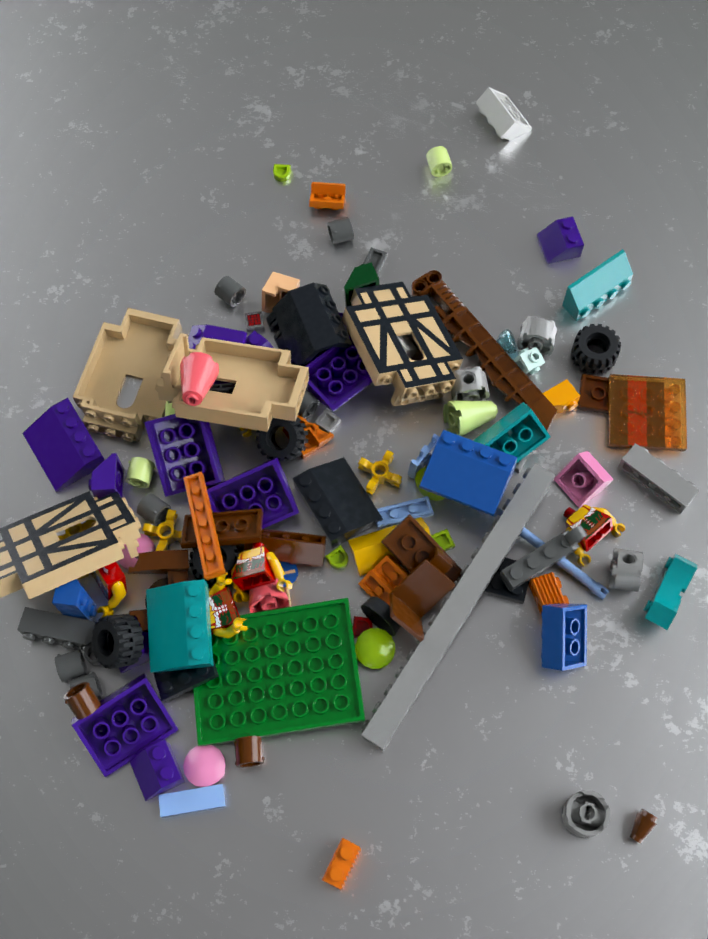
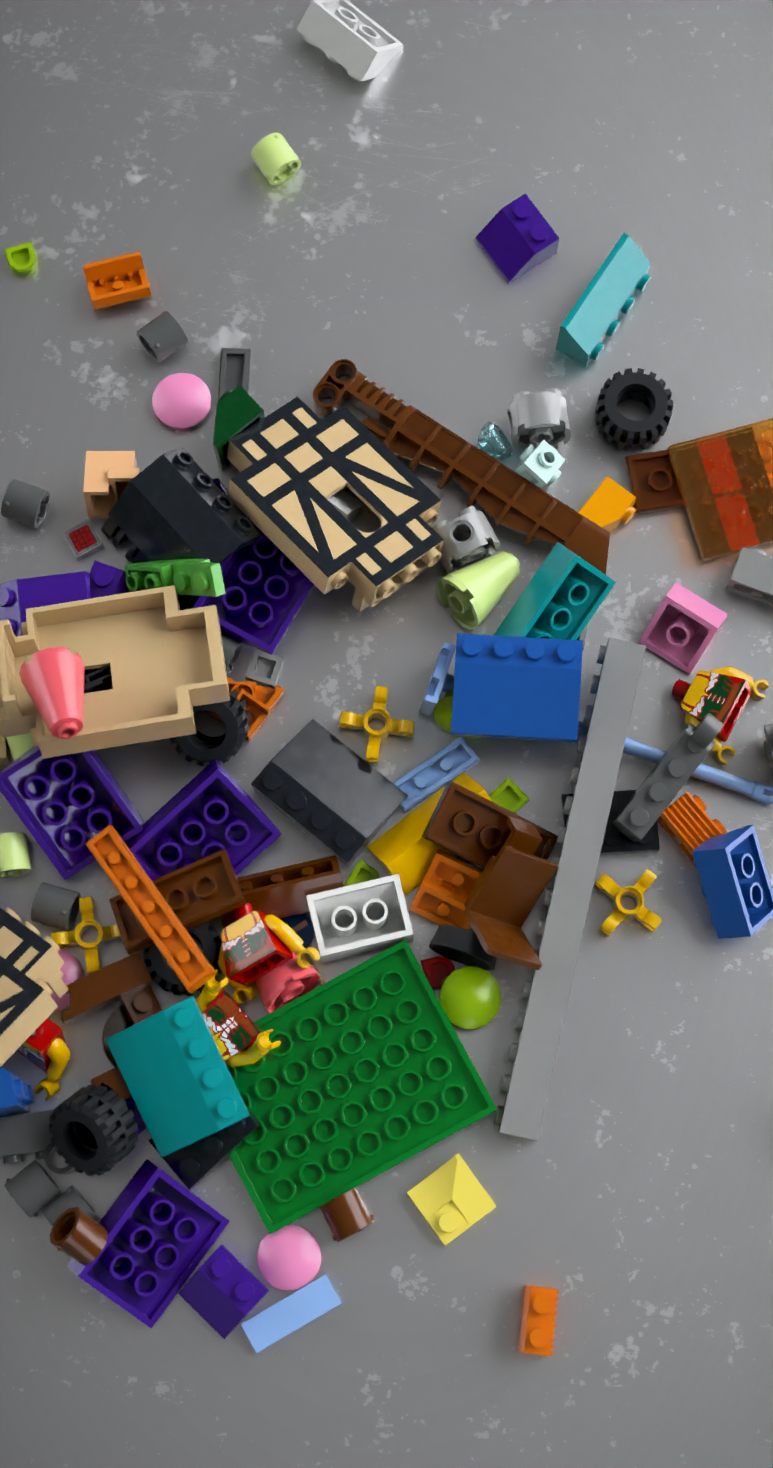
camera: 25 degrees left, 10 degrees up
(299, 350) = (189, 576): none -> bright green slope
(317, 767) = (451, 1199): none -> light yellow plate
(325, 577) = (359, 918): none -> white slope
(337, 267) = (181, 401): none -> bright pink dish
(484, 613) = (615, 892): none -> yellow pin

